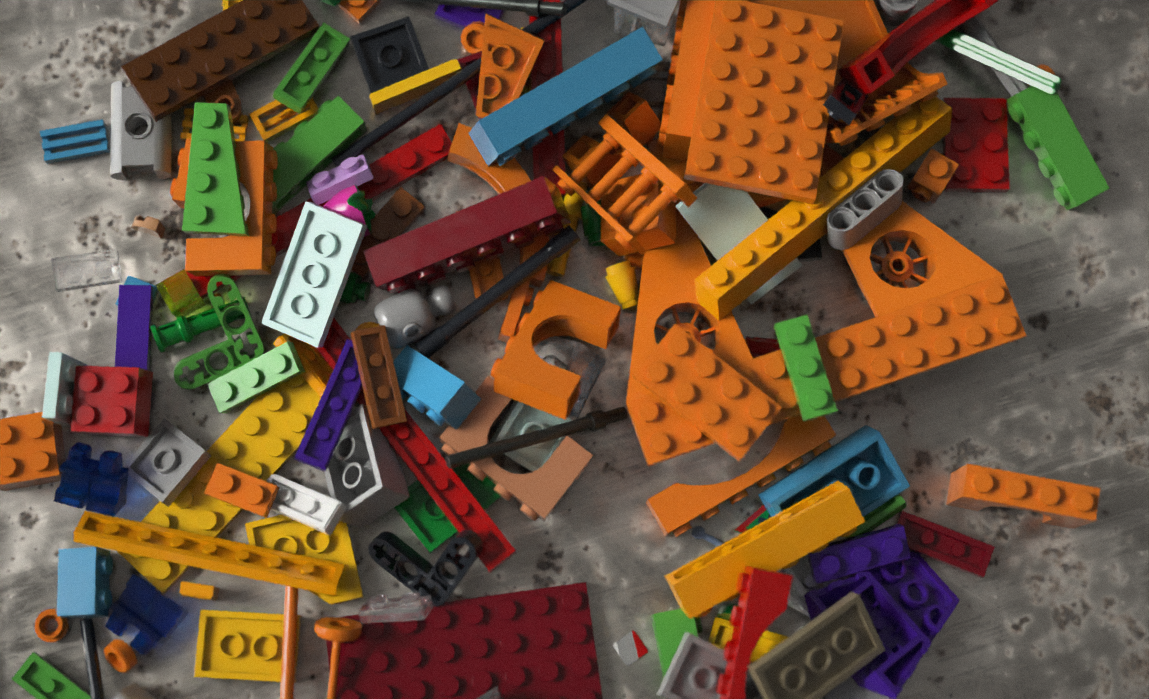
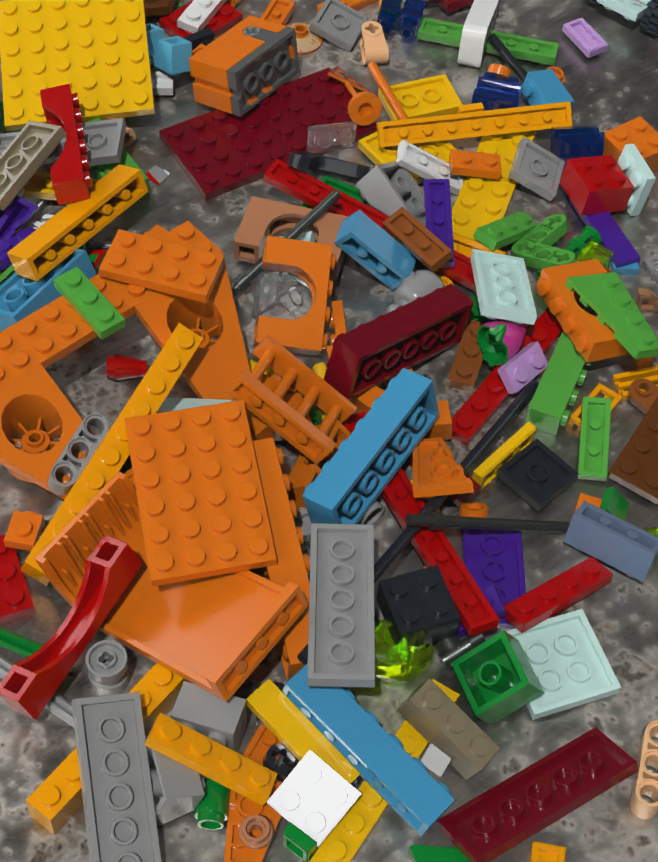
camera: 160 degrees right, 25 degrees down
(553, 249) = (384, 292): black piece -> none
(845, 101) = (124, 511): black plate -> none

